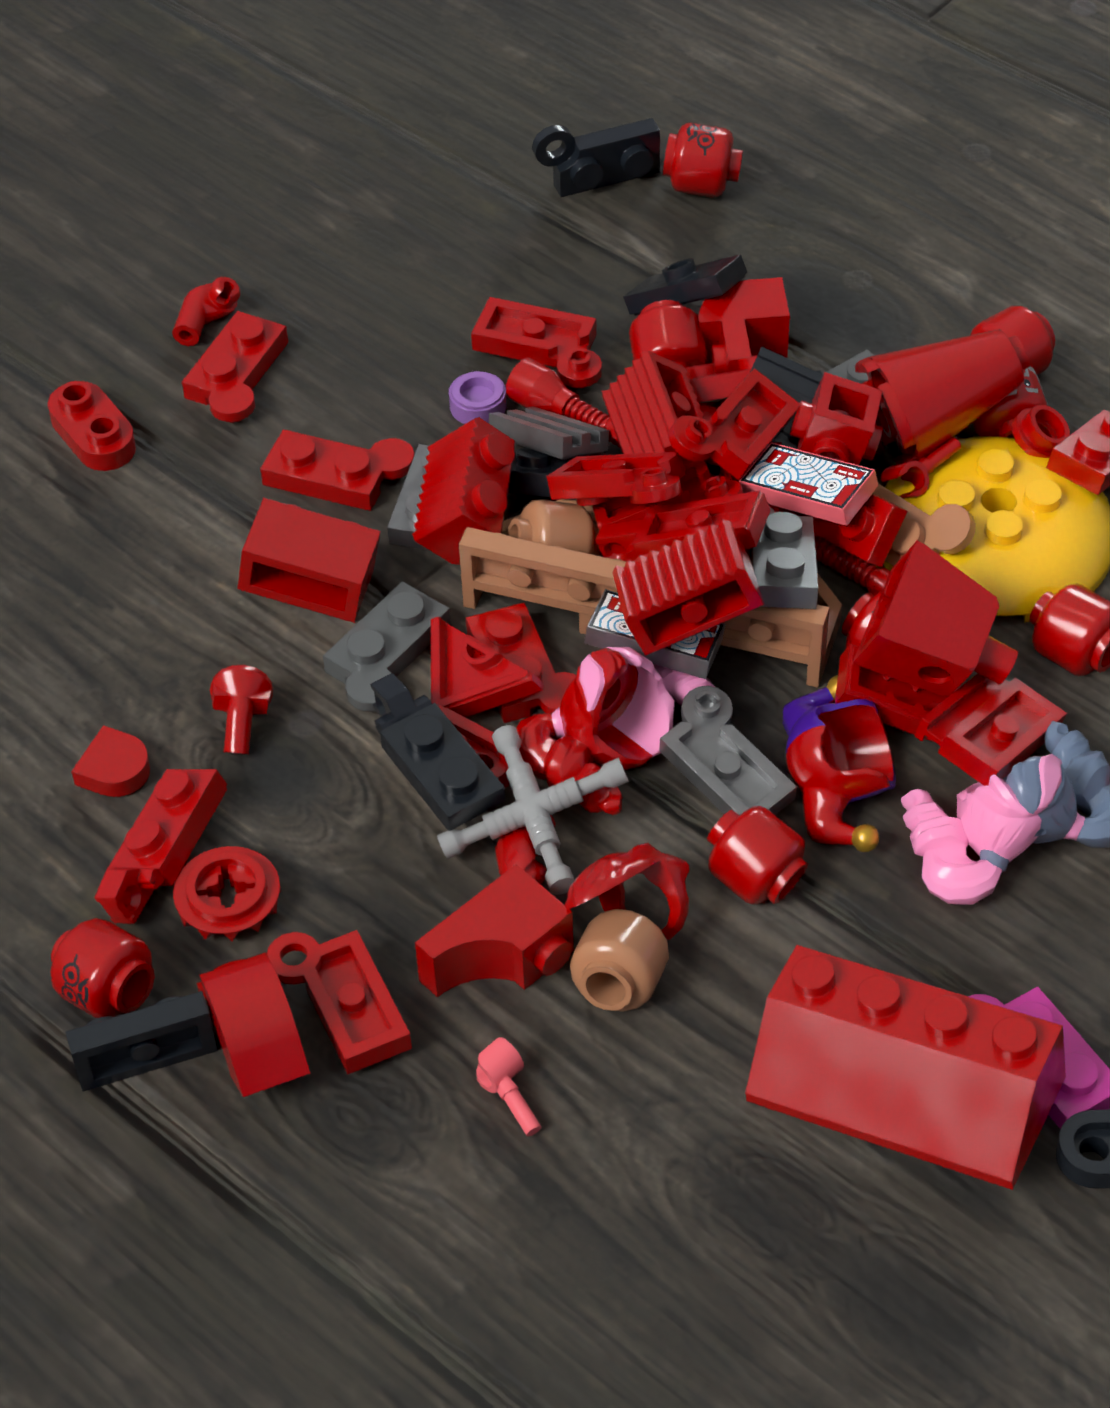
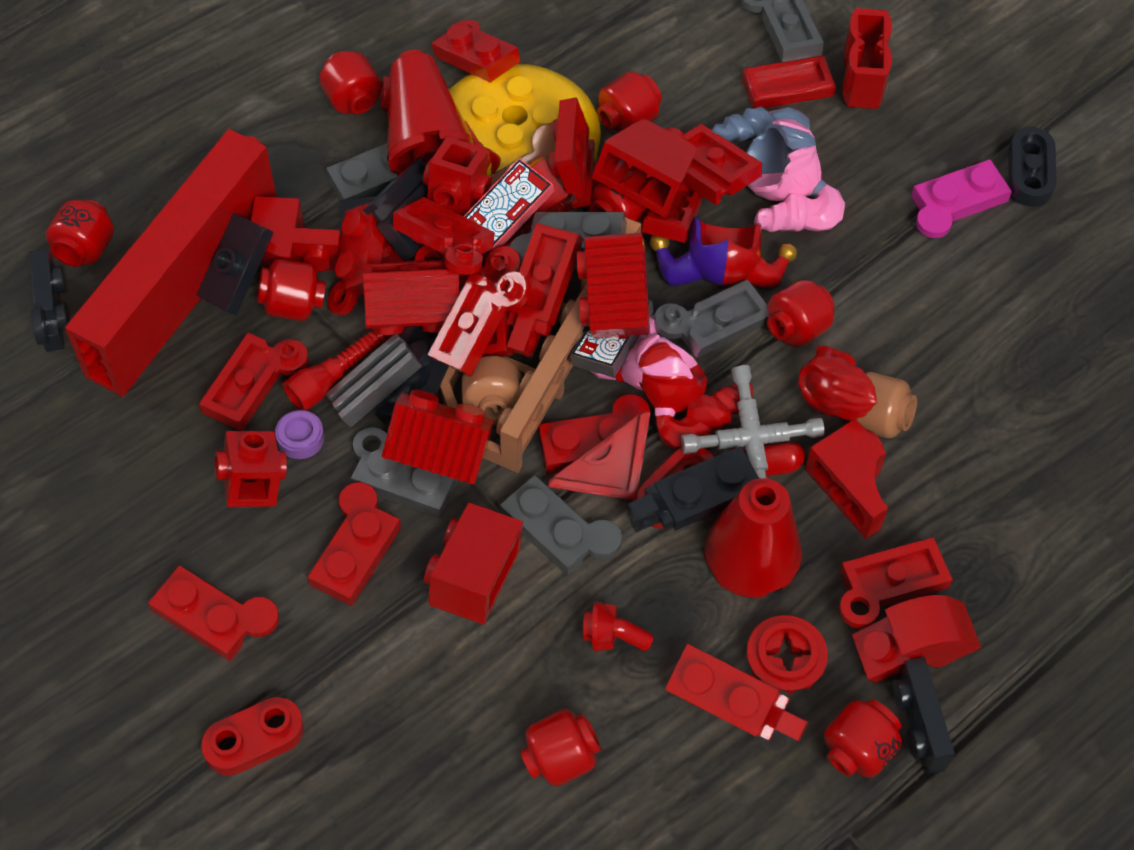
camera: 85 degrees left, 10 degrees up
(79, 673) = (560, 747): none -> red head
(113, 764) = (646, 731): red tile -> none
(204, 306) = (127, 633): red arm -> none
(376, 826) = (755, 541): none -> red cone
(406, 348) = (250, 468): none -> red brick
(495, 1071) = (953, 495): coral hand -> none
(639, 217) = (162, 271): none -> red brick
(906, 1065) = (983, 259): red slope -> none
(951, 527) = (573, 152): none -> red plate
(1039, 430) = (459, 77): red plate -> none

